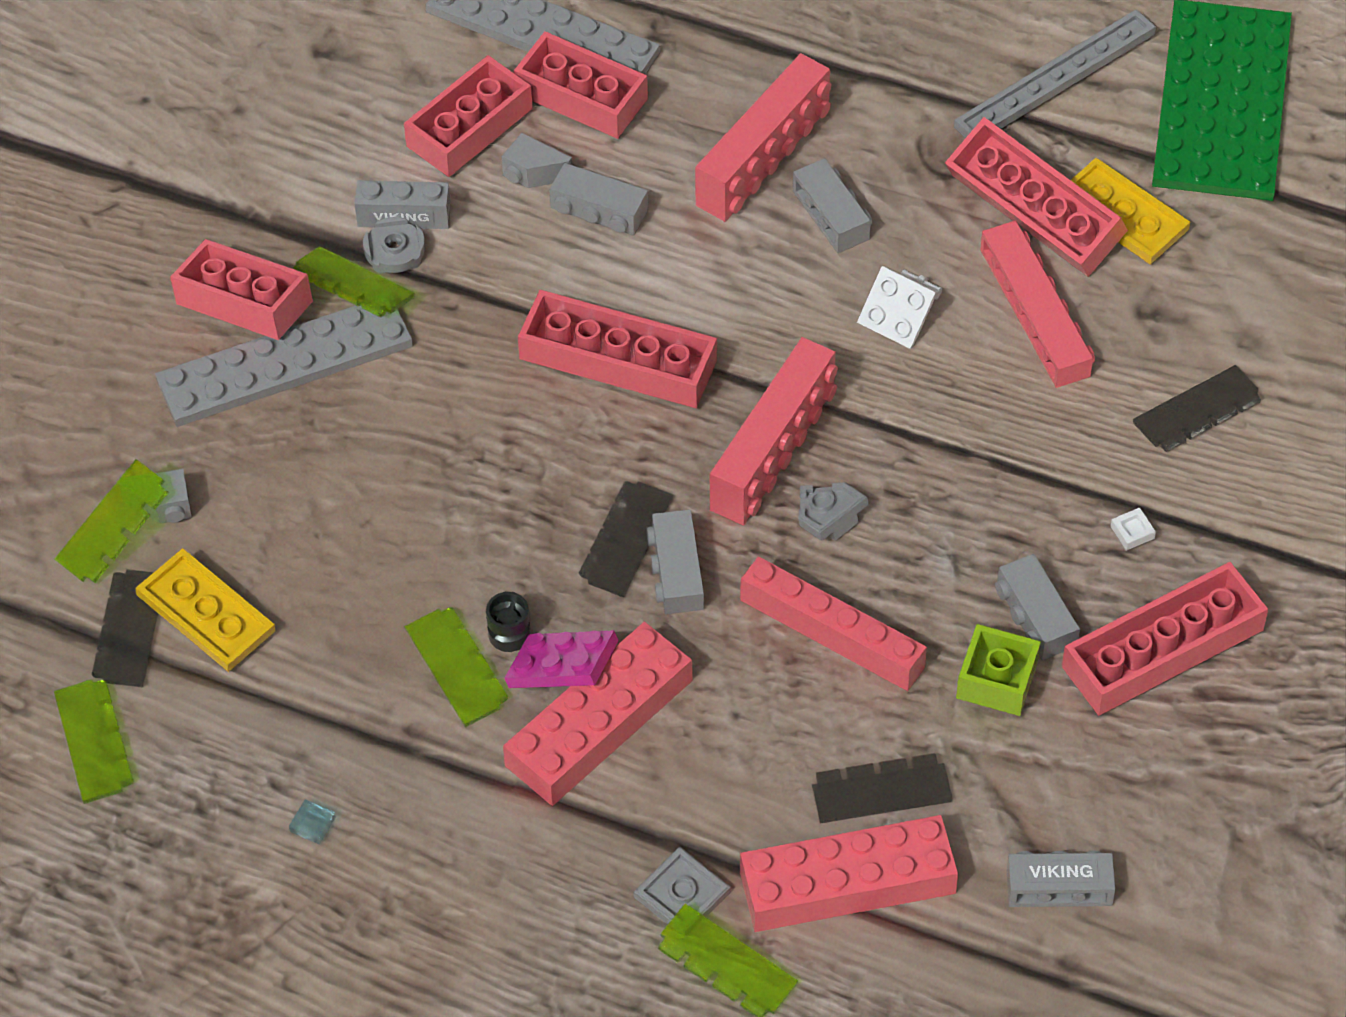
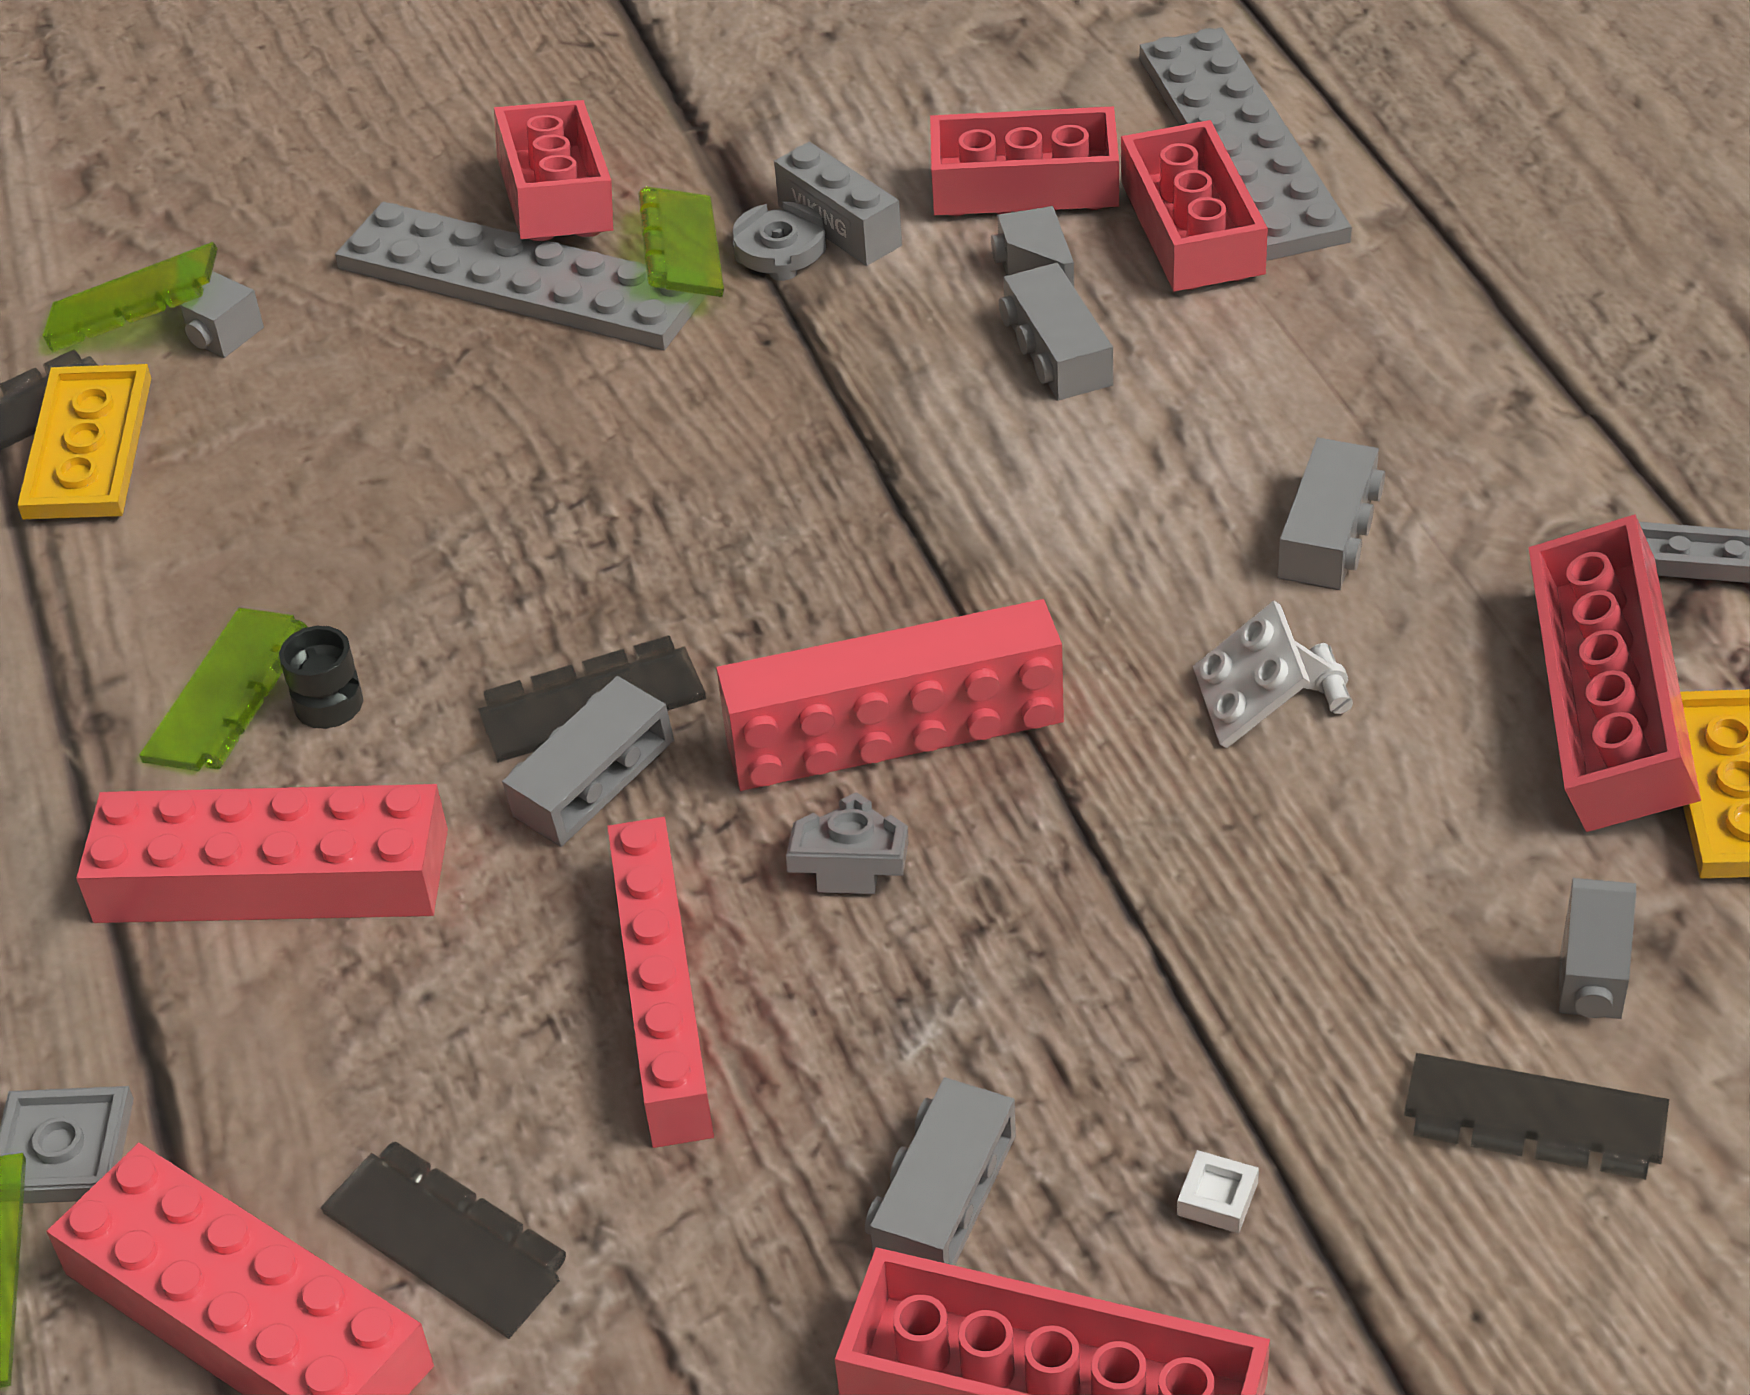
camera: 50 degrees right, 10 degrees down
(561, 659) = (300, 754): dark pink plate -> none
(617, 348) = (852, 489): coral brick -> none
(762, 137) = (1332, 378): coral brick -> none
(998, 669) = (771, 1210): lime brick -> none
(1037, 304) = (1455, 810): coral brick -> none
(1160, 324) = (1597, 948): none -> light grey slope

